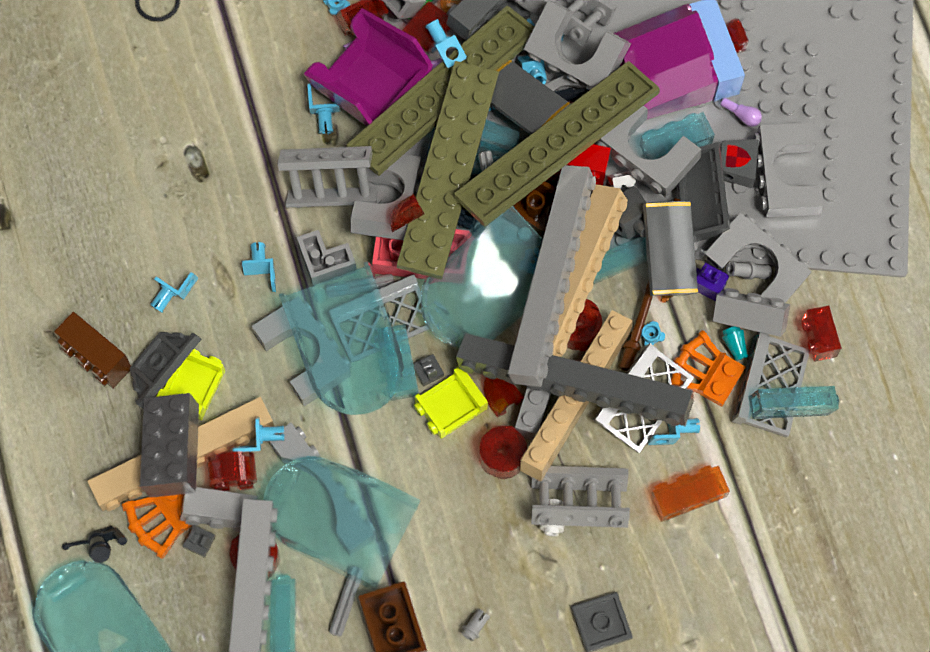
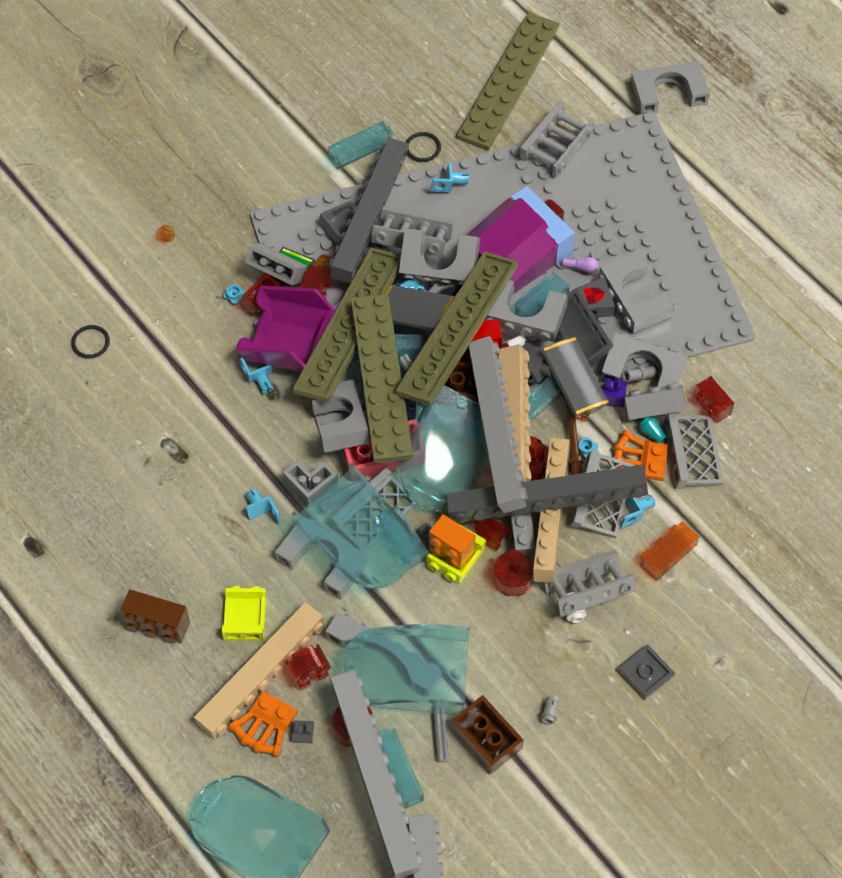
camera: 20 degrees left, 10 degrees down
(98, 540) = (224, 762): black piece -> none
(160, 362) = (214, 605): dark grey wing -> none
(168, 292) = (195, 551): medium azure bracket -> none
(169, 445) = (251, 662): flat silver brick -> none
(214, 508) = (306, 699): light grey brick -> none
(263, 434) = (322, 627): medium azure bracket -> none
(327, 158) = (281, 403): light grey fence -> none
(405, 212) = (364, 417): clear red brick -> none
(443, 42) = (334, 290): medium azure bracket -> none
(447, 391) = (451, 542): none -> orange brick
(793, 402) = (716, 455): clear light blue brick -> none

